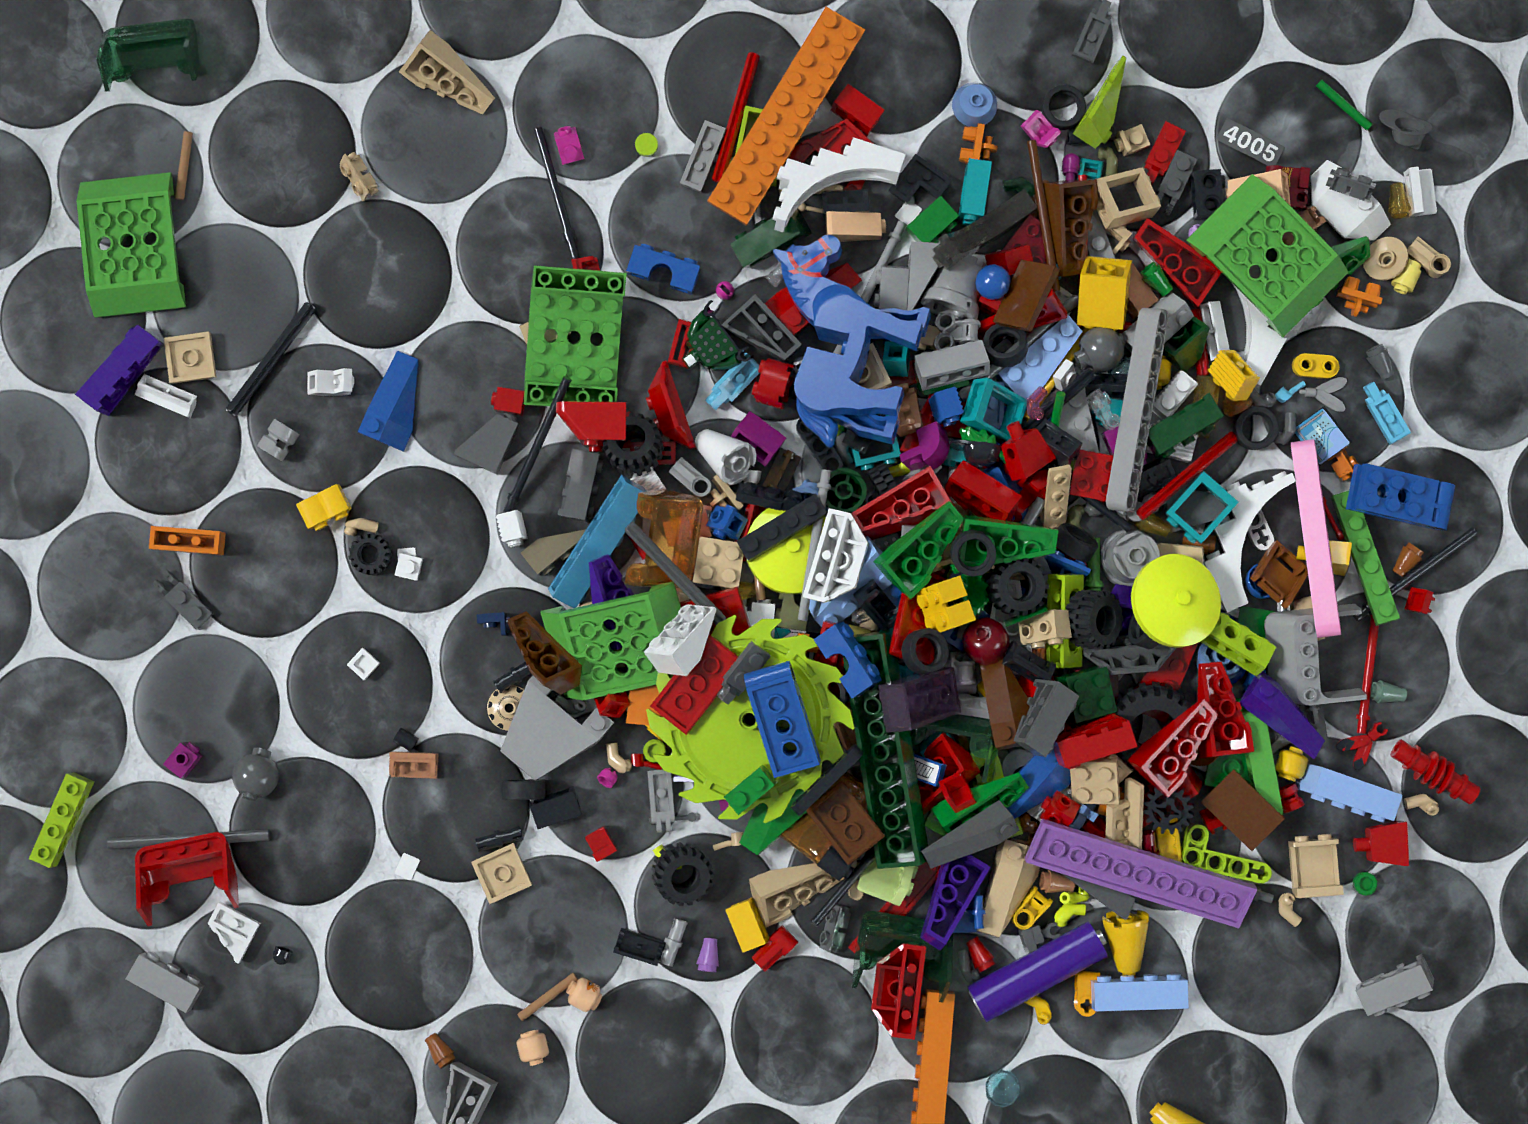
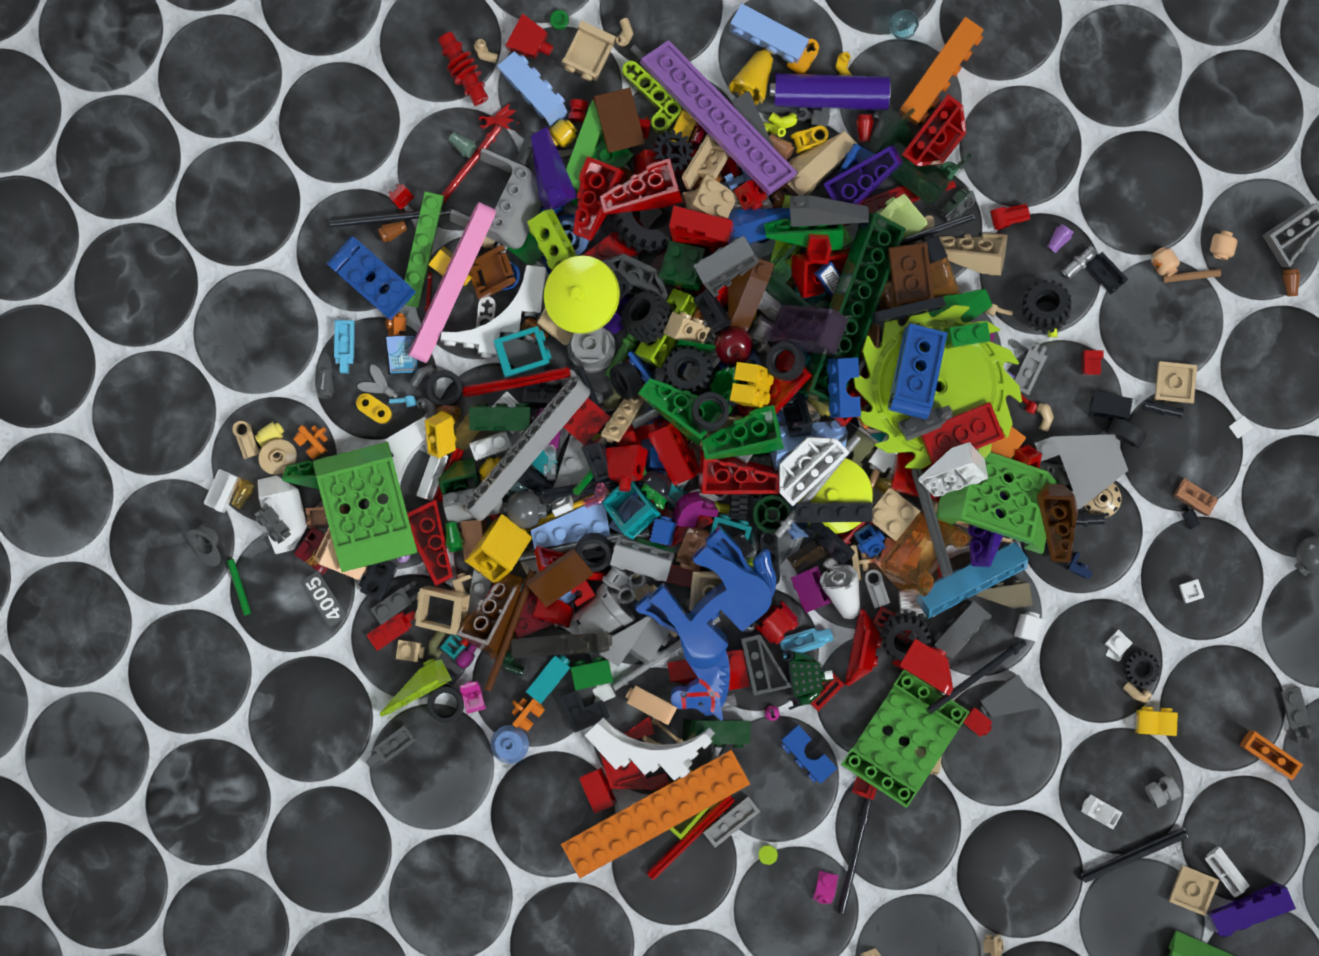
camera: 150 degrees left, 0 degrees up
(393, 405) = (1065, 766): blue wedge -> none
(607, 777) = (1060, 406): dark pink hinge -> none
(654, 747) = (1015, 408): lime tile -> none
(747, 924) = (1019, 244): yellow hinge -> none
(845, 201) = (648, 726): black hinge -> none
(896, 359) = (679, 586): teal brick -> none
(992, 282) = (577, 602): blue hair -> none
(1154, 525) = (560, 360): clear yellow cone -> none

